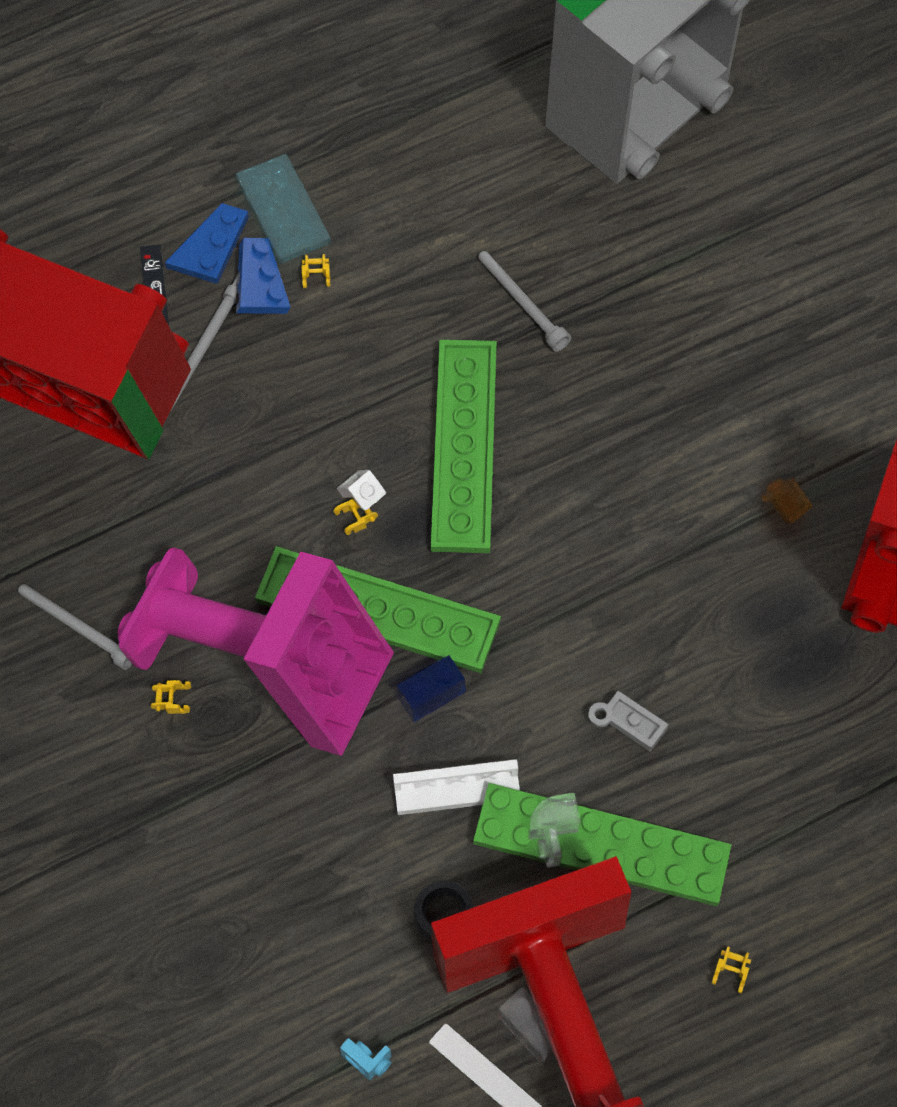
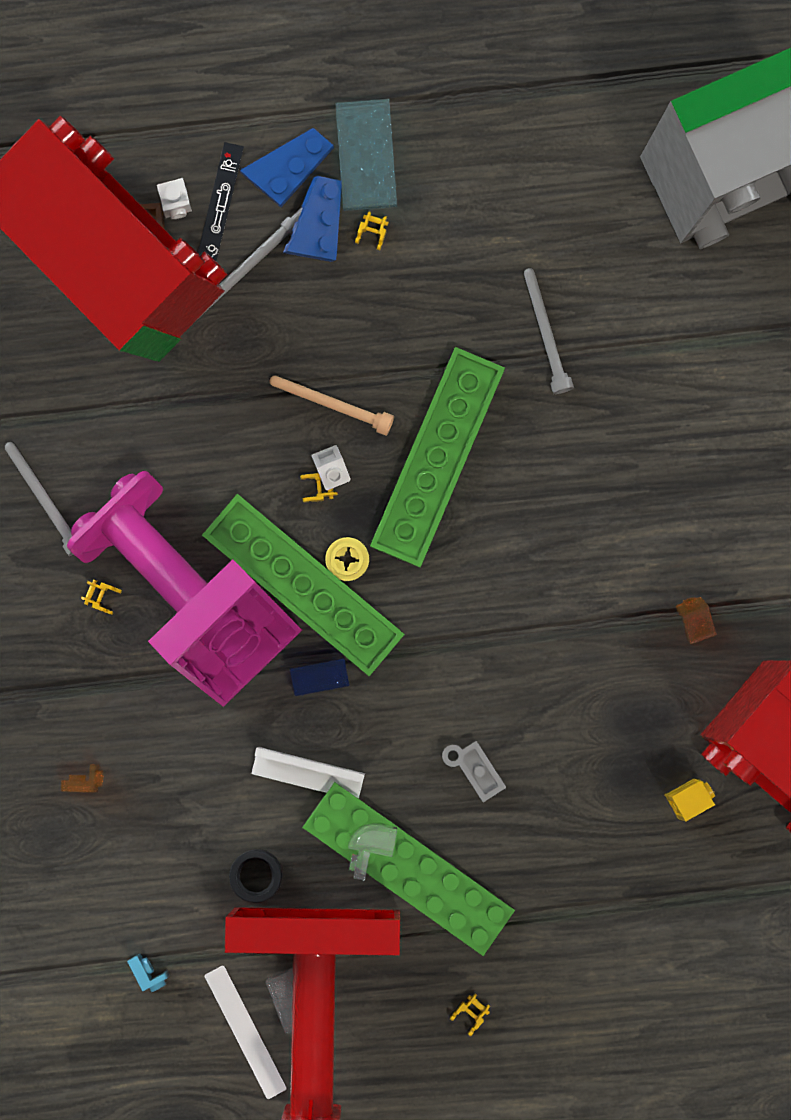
camera: 20 degrees right, 20 degrees up
(220, 889) = (78, 783): none -> clear orange bracket
(394, 433) = (381, 422): none -> light nougat piece
(420, 560) = (339, 549): none -> light yellow gear
(860, 662) = (691, 799): none -> yellow brick

